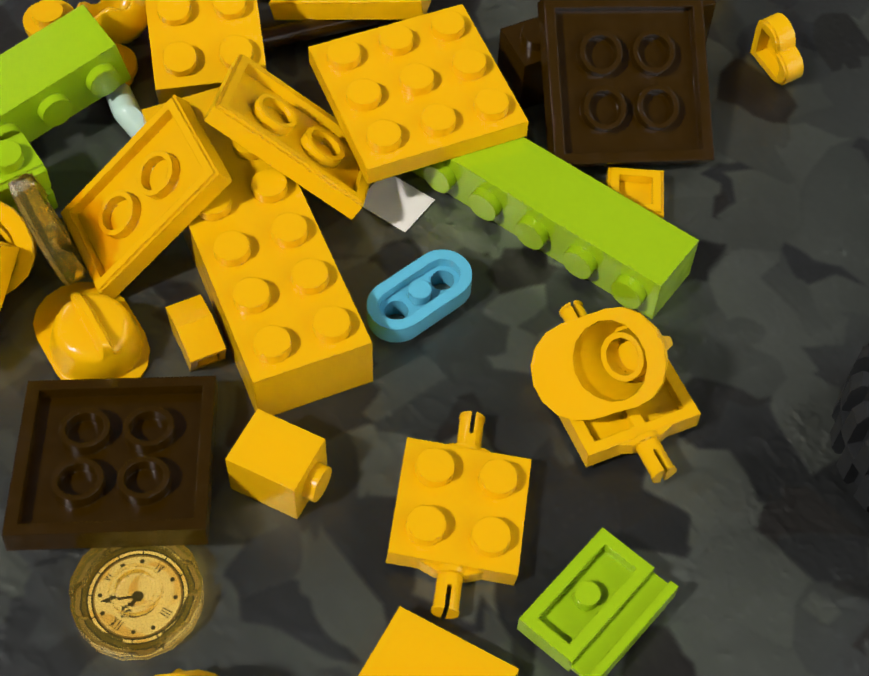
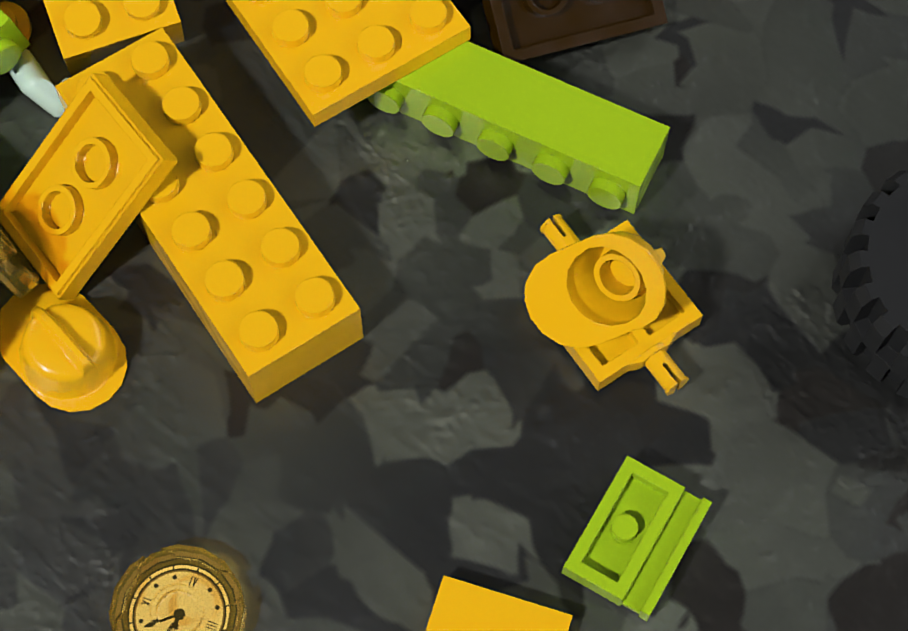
camera: 10 degrees left, 10 degrees up
(113, 464) = (122, 484): dark brown plate -> none
(196, 332) = (170, 322): yellow piece -> none
(278, 464) = (291, 452): yellow brick -> none
(288, 134) = (219, 87): yellow tile -> none
(396, 202) = (346, 134): white sticker -> none
(415, 297) = (389, 239): medium azure plate -> none
(459, 513) = (481, 464): yellow plate -> none
(640, 186) = (595, 72): yellow tile -> none

